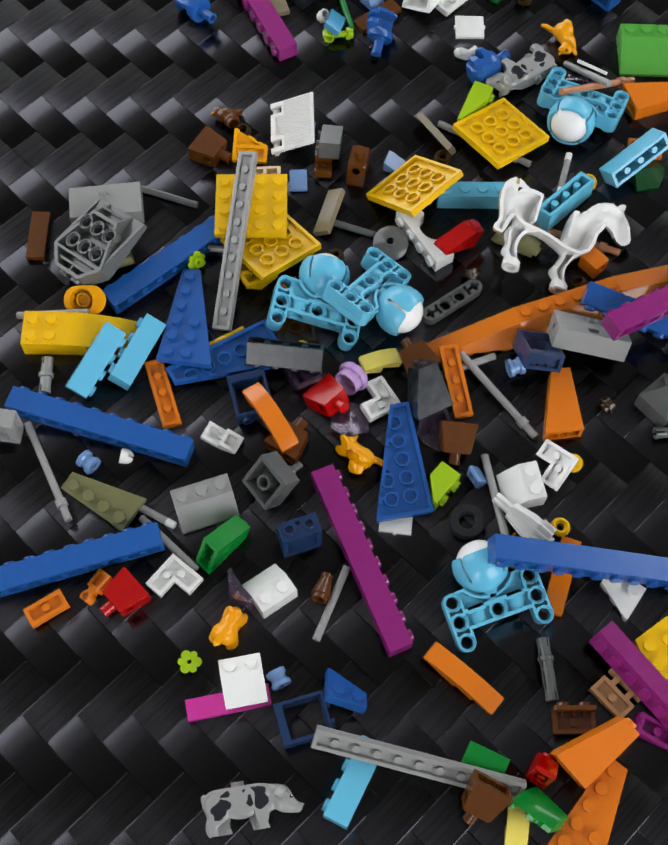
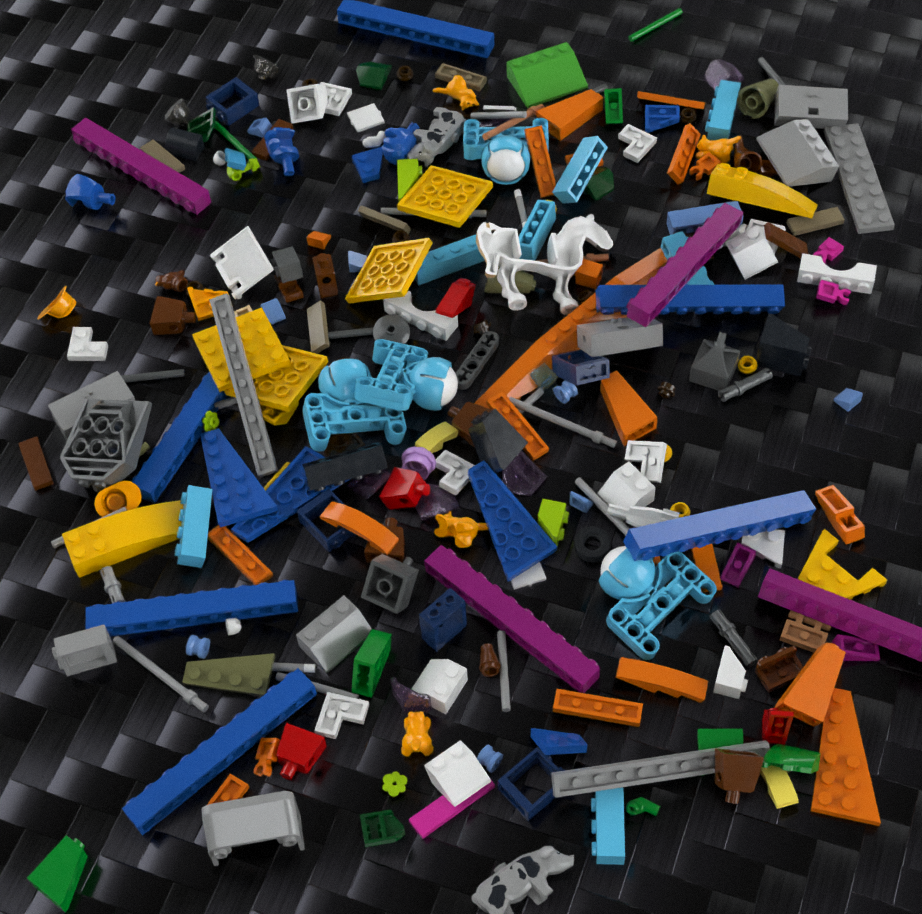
camera: 20 degrees left, 10 degrees down
(51, 647) = (251, 821): none -> light grey windscreen
(95, 360) = (158, 549): medium azure brick -> none
(125, 100) = (60, 306): none -> light orange piece
(125, 146) = (83, 349): none -> white plate
(157, 697) = (381, 828): none -> dark green slope
(221, 438) = (319, 571): white slope -> none
(370, 128) = (318, 239): none -> orange slope
(384, 783) = (641, 805): none -> green arm
(394, 677) = (598, 707): none -> orange plate
(449, 74) = (369, 164): none -> blue wing
(456, 439) = (545, 474): reddish brown torso -> none
(502, 344) = (543, 377): none -> clear light blue slope
(526, 703) = (730, 675): none -> white slope
(581, 27) = (473, 80): none -> dark tan tile
(586, 601) = (738, 565): none -> magenta slope
(602, 134) = (540, 161): none -> orange tile

